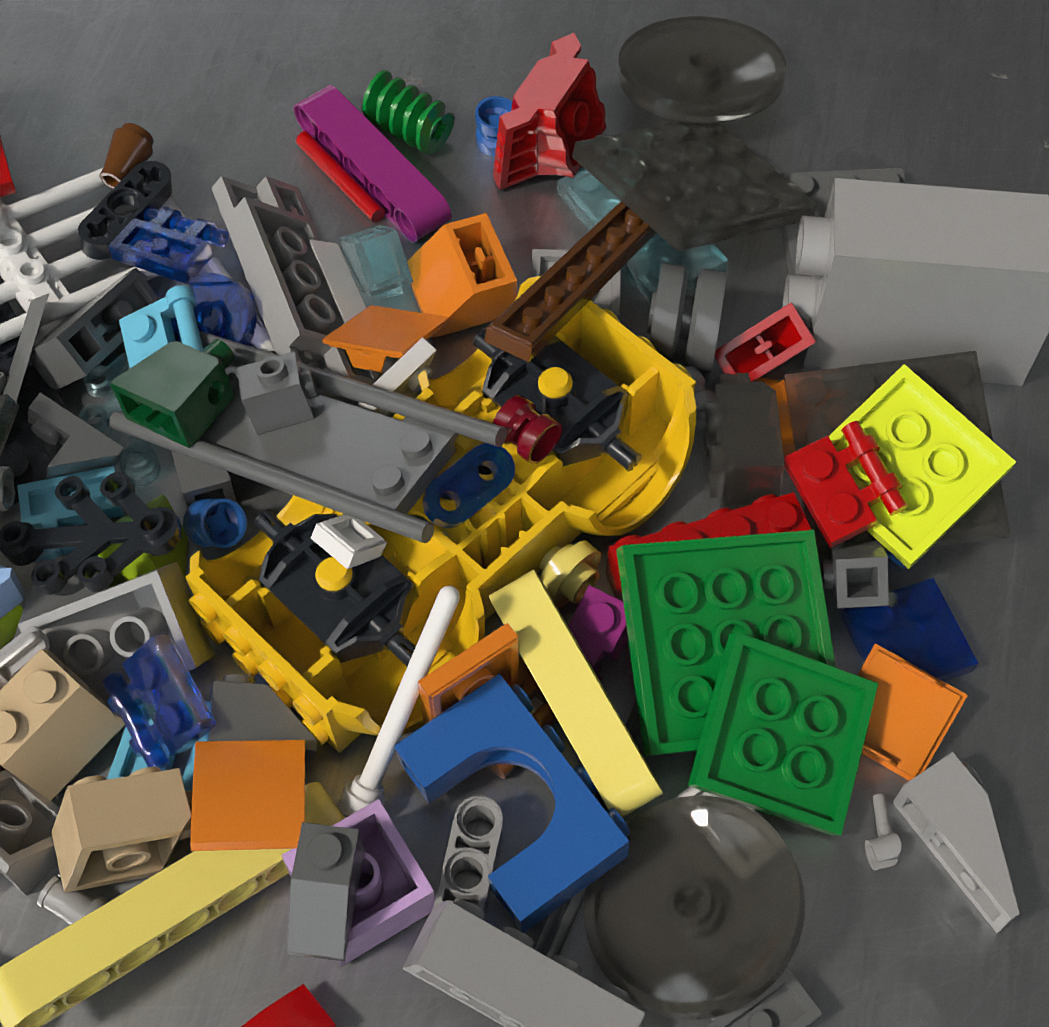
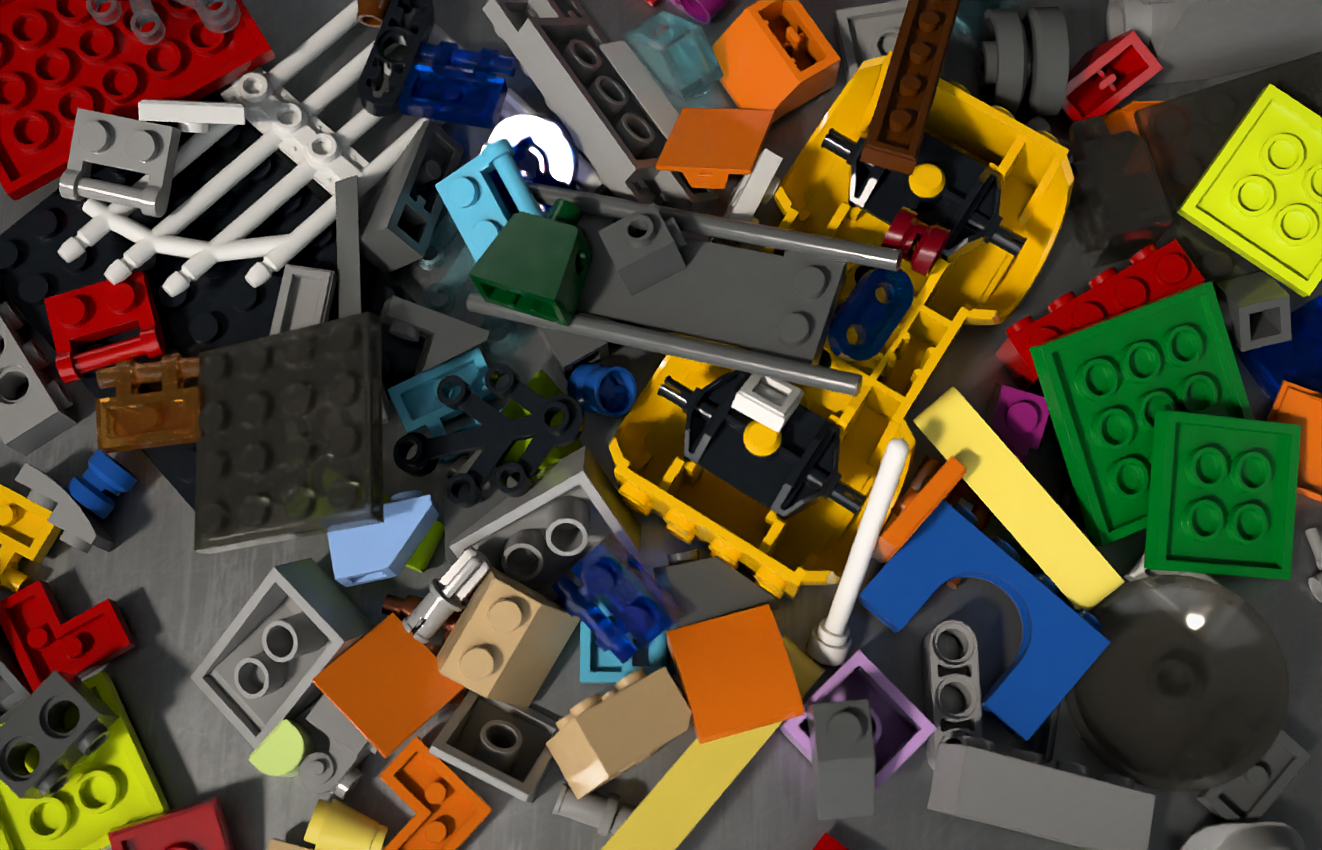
camera: 10 degrees left, 15 degrees up
(570, 571) = (970, 366): light yellow plate -> none
(831, 491) = (1219, 234): red plate -> none

